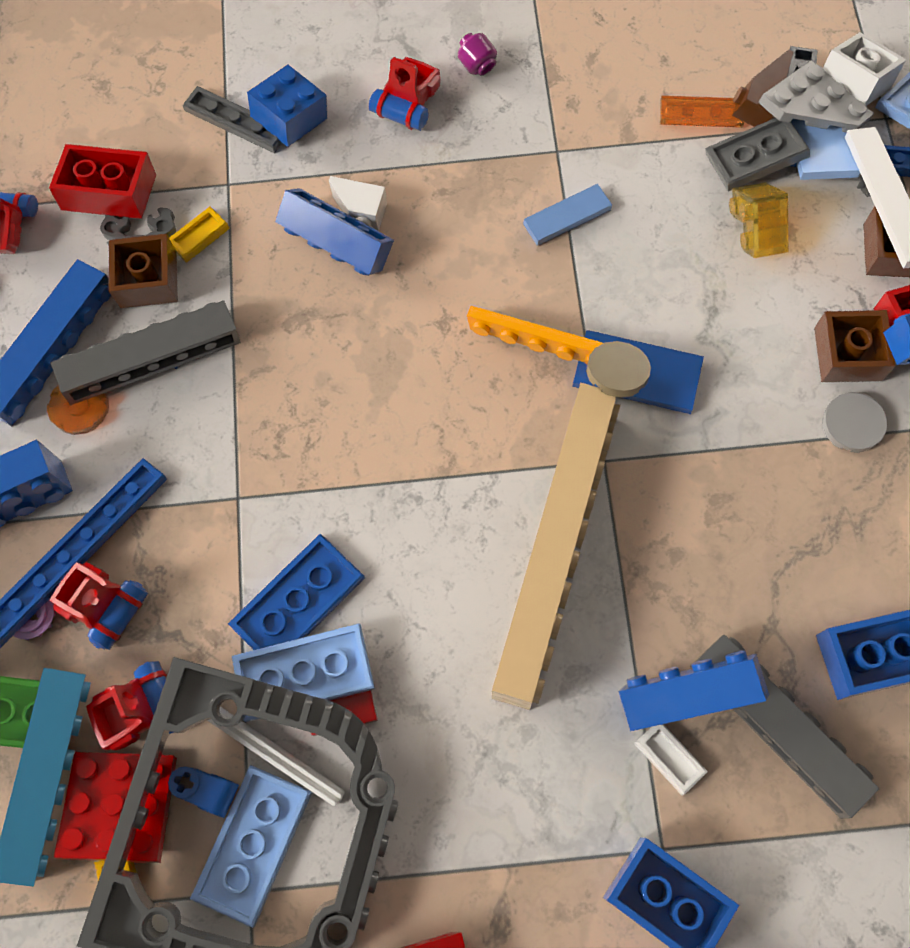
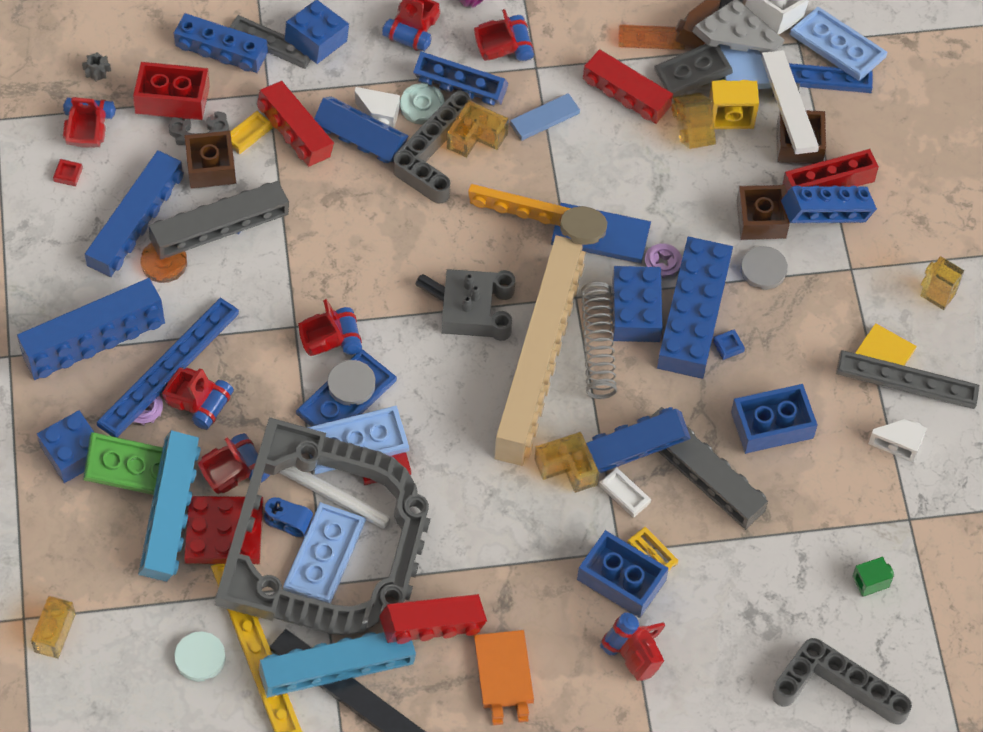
camera: 10 degrees left, 10 degrees down
(20, 150) = (96, 66): none -> dark grey gear
(172, 120) = (220, 43): none -> blue brick
(253, 224) = (295, 123): none -> red brick
(279, 511) = (330, 331): none -> red piece
(302, 586) = (351, 382): none -> light grey tile
(414, 197) = (420, 102): none -> light aqua tile
(421, 251) = (429, 144): none -> dark grey beam
(463, 164) = (461, 78): none -> blue brick
(463, 468) = (469, 300): none -> dark grey piece
(479, 226) = (474, 125): none -> clear yellow brick
(519, 112) = (504, 38): none -> red piece
(595, 706) = (568, 456): none -> clear yellow brick
(648, 597) = (600, 381): none -> light grey piece
(672, 175) = (627, 86): none -> red brick
(687, 475) = (637, 304): none -> blue brick
(689, 831) = (673, 561): none -> yellow tile
(722, 399) = (666, 252): none -> lavender gear
(766, 482) = (695, 307): none -> blue brick
(810, 533) = (728, 344): none -> blue tile
(816, 196) = (734, 104): none -> yellow brick

